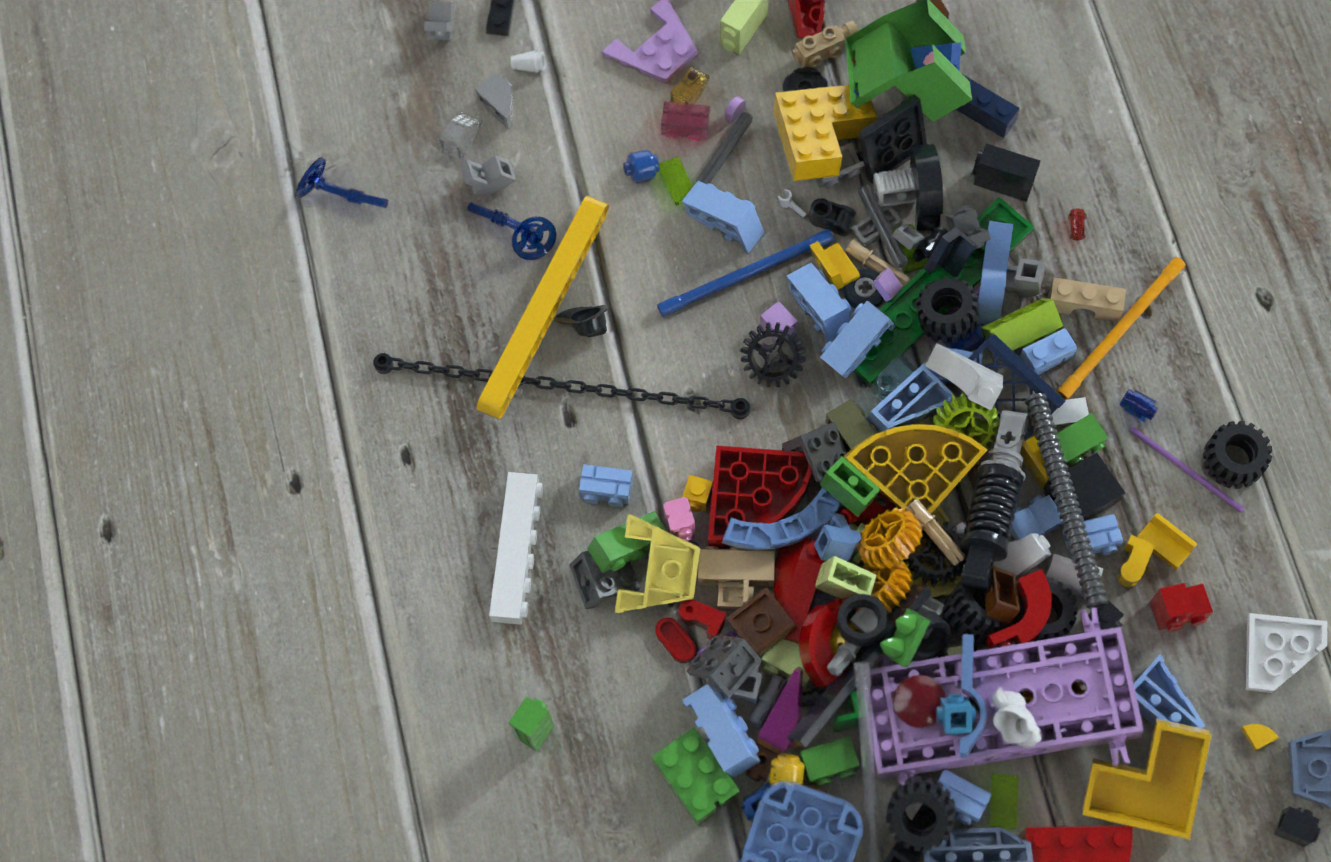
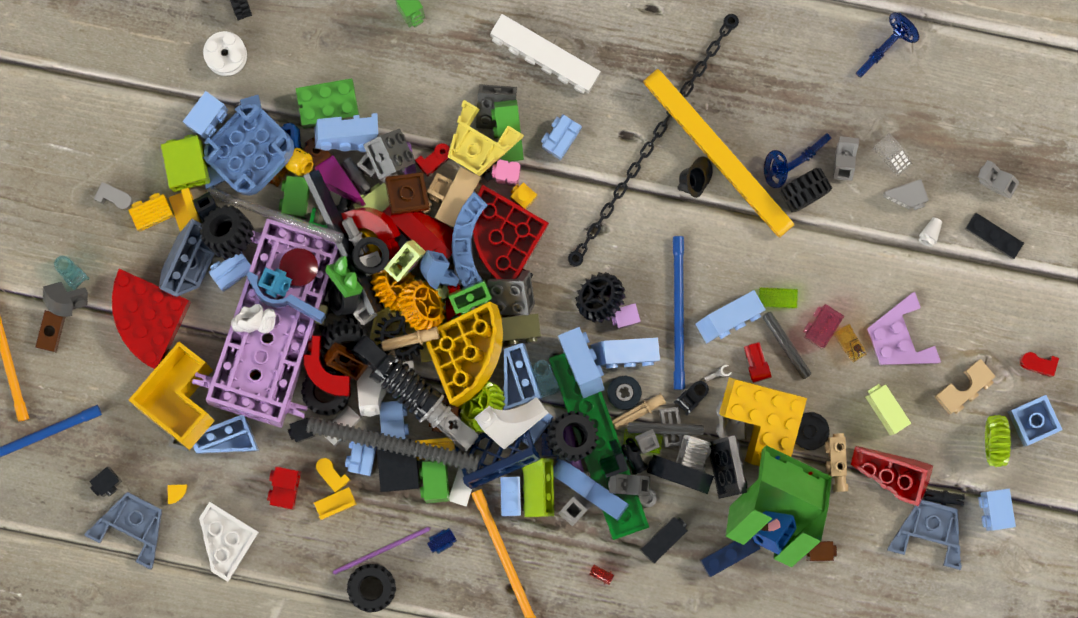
camera: 110 degrees right, 15 degrees up
(543, 193) = (805, 190): none -> black tyre
(641, 166) = (800, 276): blue head -> none
(675, 640) = (428, 134): red tile -> none
(734, 109) = (816, 368): lavender tile -> none
(764, 165) = (758, 368): none -> red piece
(835, 264) = (652, 378): yellow panel -> none
(887, 284) = (617, 408): lavender tile -> none
(1003, 801) = (215, 299): clear neon green tile -> none
(1103, 300) = (538, 546): tan arch -> none

